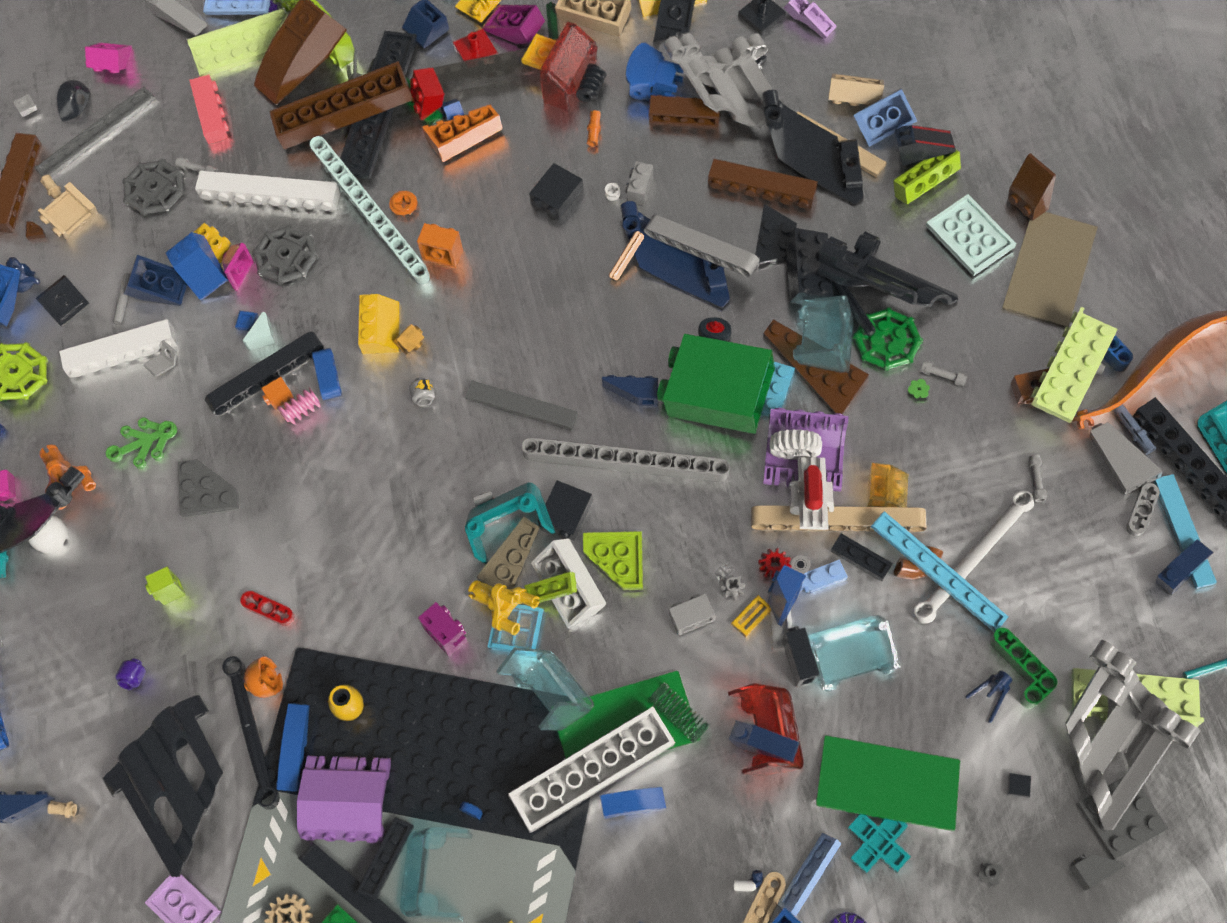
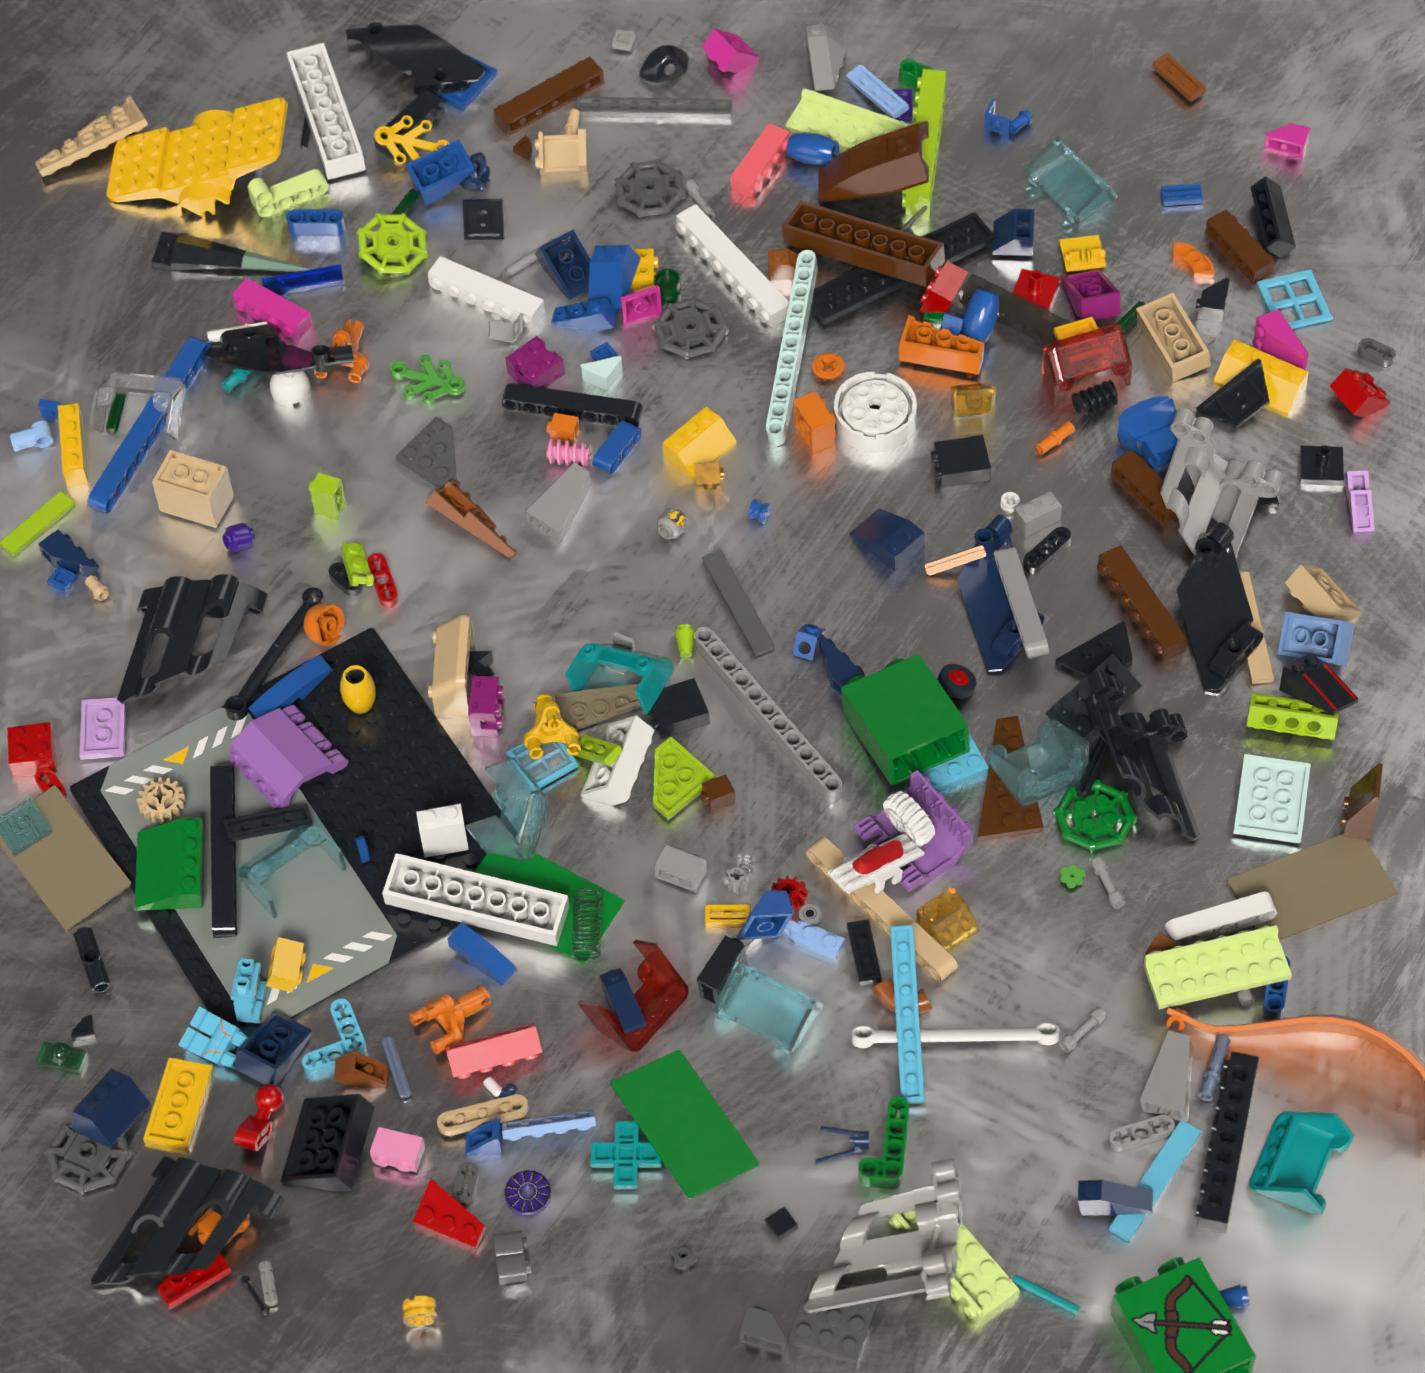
camera: 45 degrees right, 10 degrees down
(27, 826) = (62, 579): none -> blue tile
(60, 671) = (193, 488): none -> tan container
(206, 305) = (589, 315): none -> blue slope
(209, 368) = (535, 364): none -> magenta piece
(236, 73) = (812, 148): none -> blue piece
(238, 615) = (356, 564): none -> lime plate
(240, 627) = (342, 582): none -> black beam
(241, 234) = (669, 285): none -> dark green wheel
(262, 511) = (464, 512): none -> dark orange wedge
(301, 162) = (781, 264): none -> dark orange slope
(332, 448) = (560, 503): none -> light grey slope
(392, 622) = (451, 667): none -> tan windscreen
(398, 607) = (479, 663): none -> black slope
(467, 89) = (981, 315): none -> blue piece
(468, 333) = (759, 511): none -> blue wheel
(478, 218) = (873, 428): none -> white brick
(512, 742) = (442, 830): none -> white slope
(517, 460) = (685, 639): none -> lime cone
(519, 145) = (973, 400): none -> clear yellow slope
(566, 277) = (889, 538): none -> dark blue slope
(592, 384) = (810, 634): none -> bracket
(655, 541) = (717, 793): none -> reddish brown brick
(662, 867) = (451, 1015): none -> orange wheel
(669, 195) = (1049, 541): none -> black beam
(718, 861) = (493, 1050): none -> coral brick
(1032, 334) = (1221, 919): none -> white beam

